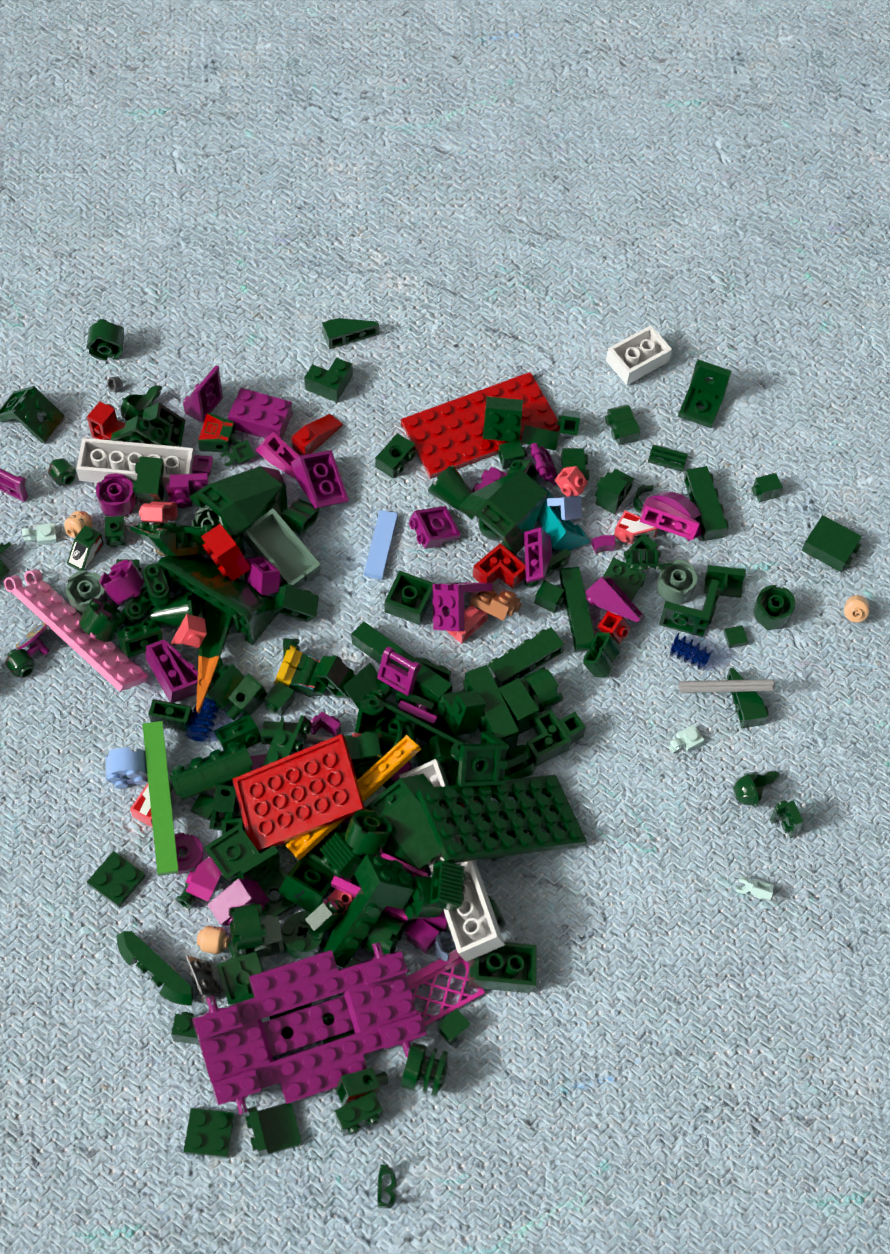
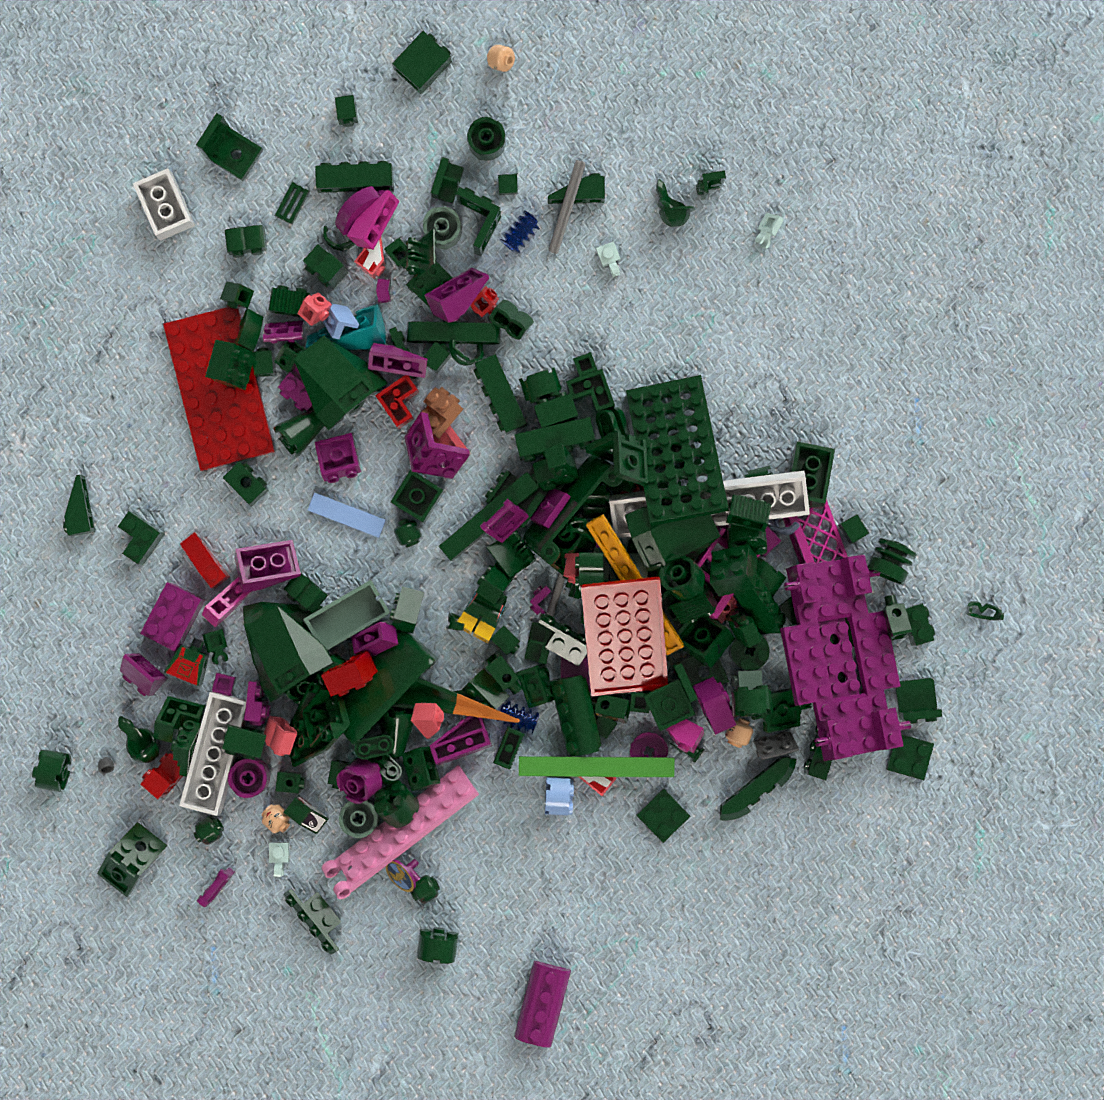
camera: 80 degrees left, 25 degrees up
(372, 595) = (407, 532): none -> dark green head
(551, 616) = (454, 351): none -> dark green helmet

